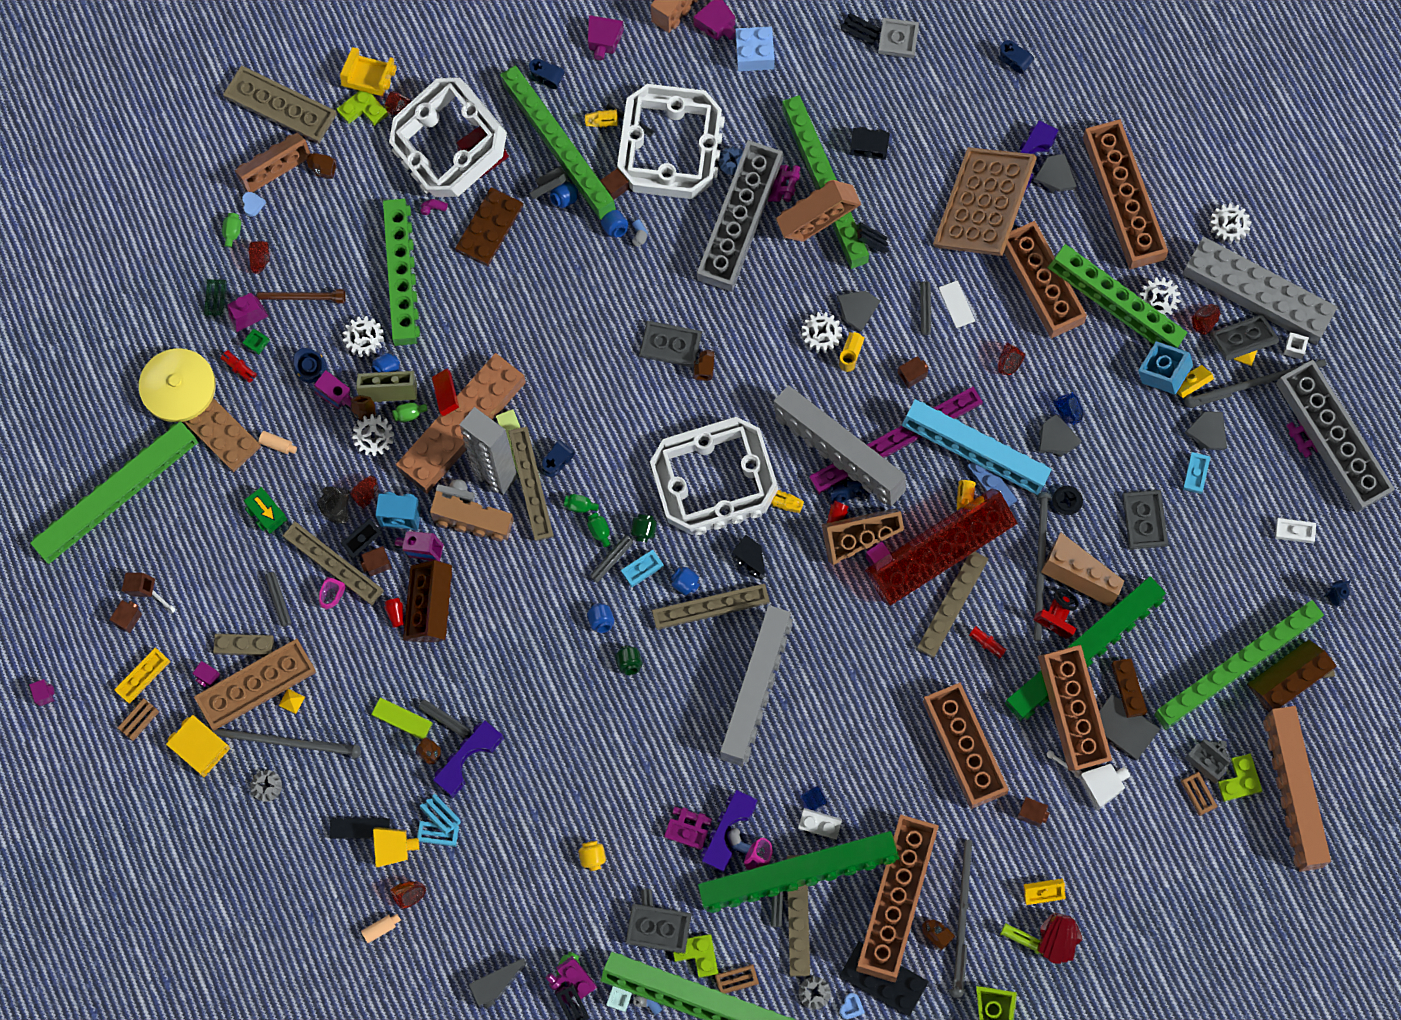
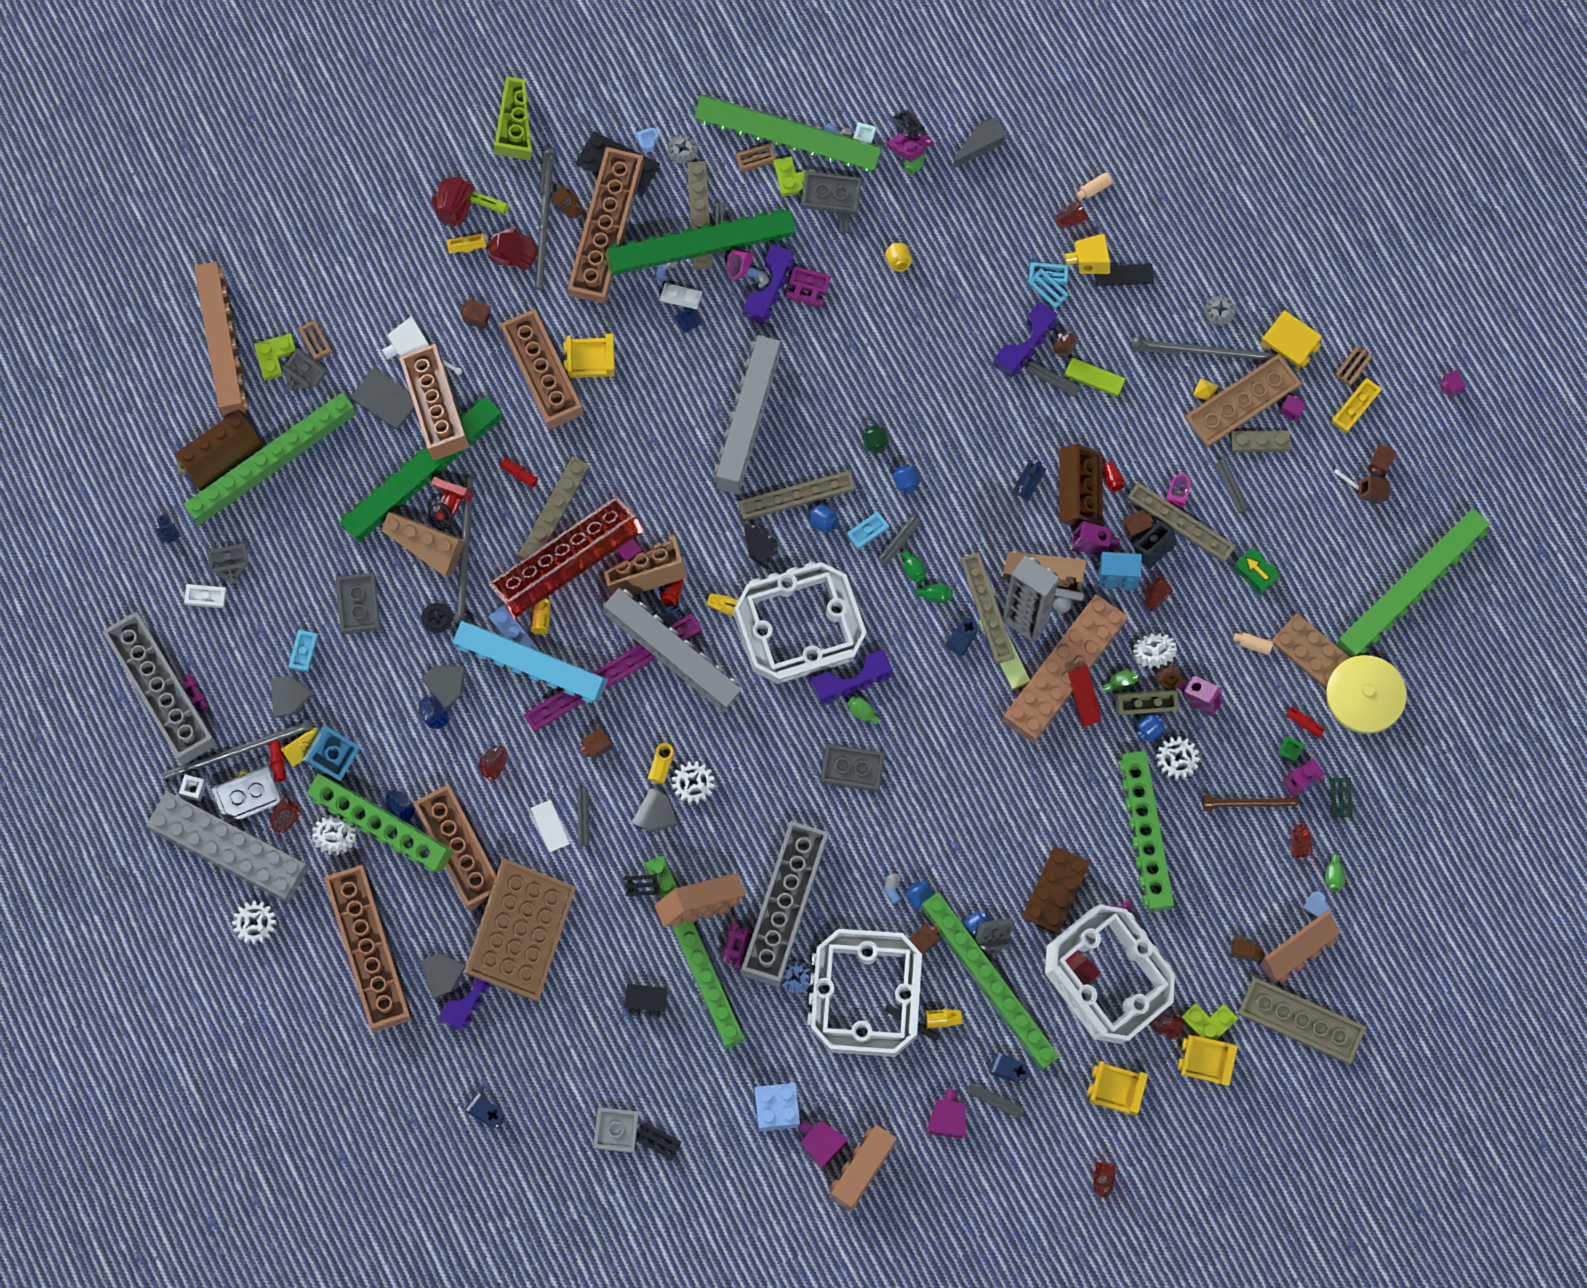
camera: 175 degrees right, 0 degrees up
(308, 365) = (1231, 727): dark blue piece -> none
(334, 504) = (1186, 582): clear smoke hair -> none
(450, 55) = (1117, 1088): none -> yellow panel
(478, 614) = (1029, 479): none -> dark blue hinge
(560, 50) = (995, 1100): none -> dark grey axle
(643, 527) = (868, 570): dark green head -> none
(658, 395) = (862, 710): none -> bright green plant
(687, 415) = (829, 687): none -> dark purple arch
(704, 366) = (815, 741): reddish brown rock -> none
(915, 762) = (589, 357): none -> yellow panel
(996, 882) = (512, 248): none -> dark red hair
(1099, 322) = (399, 805): none -> clear blue rock
(1129, 688) = (379, 434): reddish brown plate -> none
(1216, 369) = (277, 761): none -> red pin
(1274, 566) = (228, 561): none -> dark grey slope

